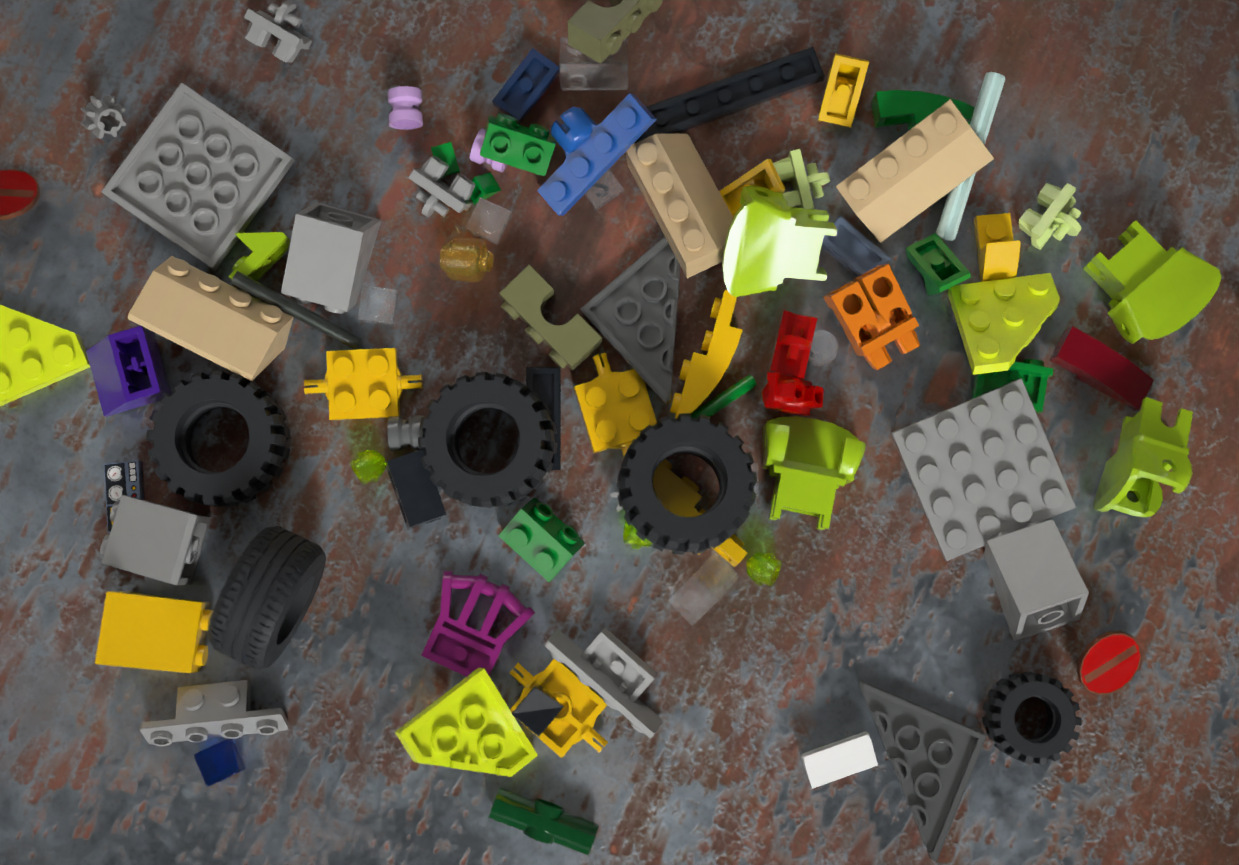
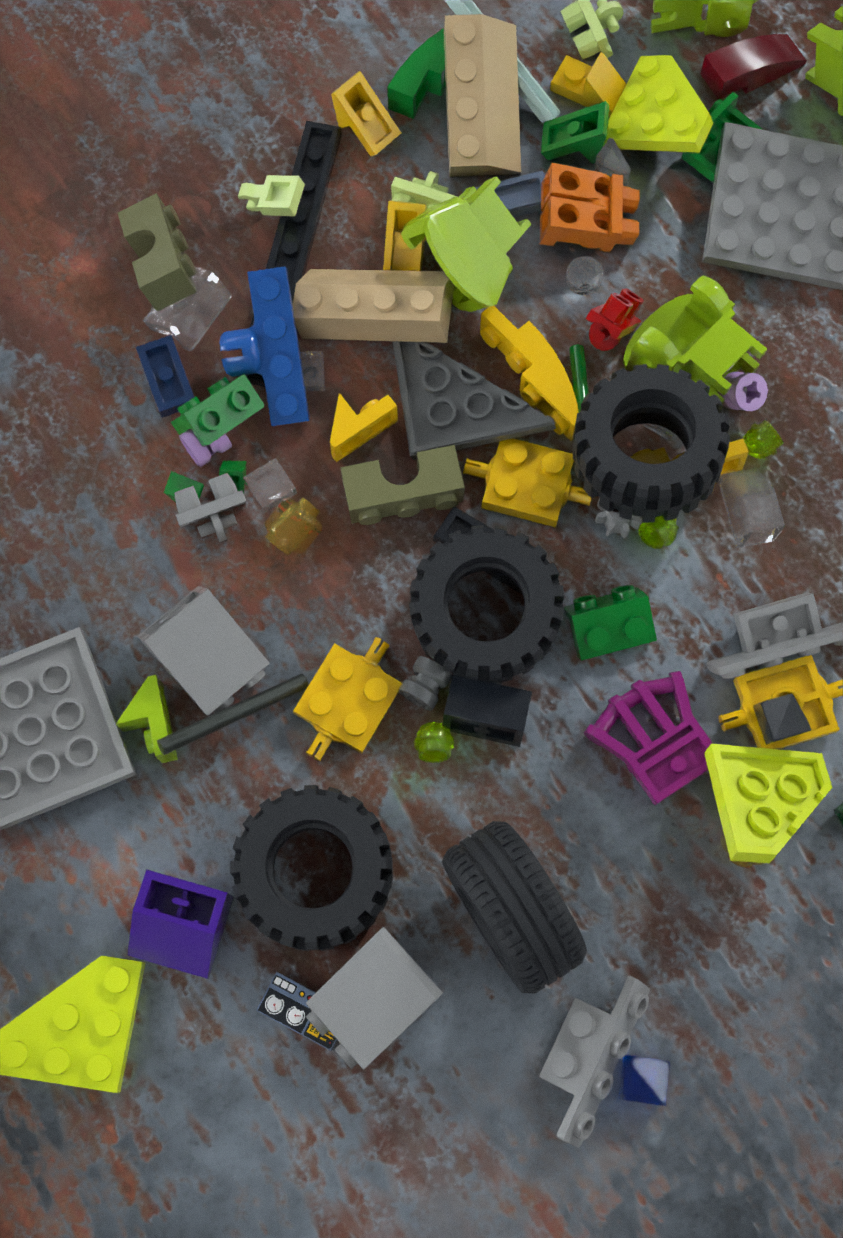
camera: 55 degrees left, 10 degrees down
(153, 632) = (471, 1059): yellow slope -> none
(211, 318) = (184, 798): tan slope -> none
(378, 305) = (280, 636): clear plate -> none
(405, 106) = (104, 492): lavender wheel -> none
(568, 252) = (354, 430): none -> yellow slope
(726, 67) = (276, 197): none -> yellowish green plate
(793, 344) = (569, 289): red hips -> none
(795, 521) = (747, 400): none -> lavender wheel
(927, 309) = (612, 161): none -> clear slope

